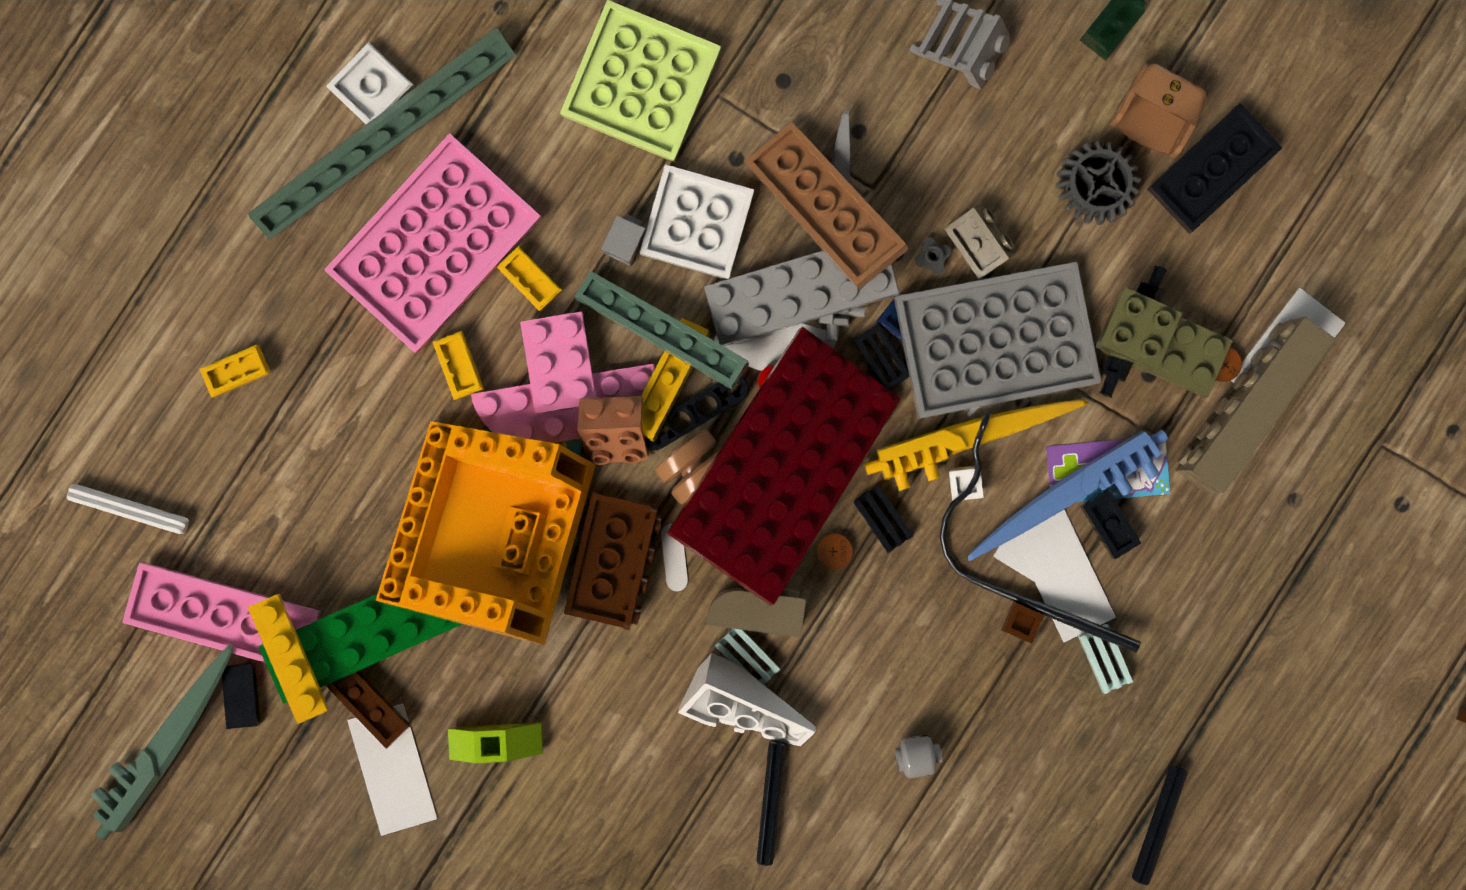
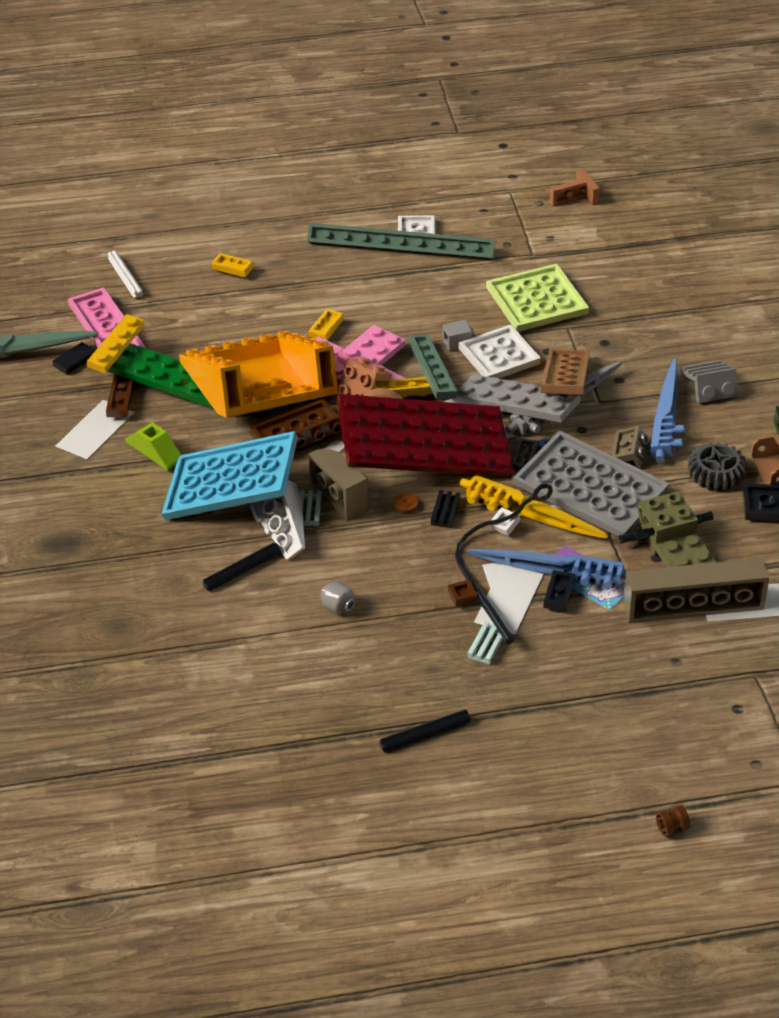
camera: 50 degrees right, 45 degrees down
(433, 243) = (372, 284): bright pink plate -> none
(529, 279) = (398, 320): yellow plate -> none
(645, 720) = (230, 475): none -> medium azure plate
(926, 261) = (598, 438): dark grey plate -> none
(986, 172) = (664, 422): none -> medium blue piece

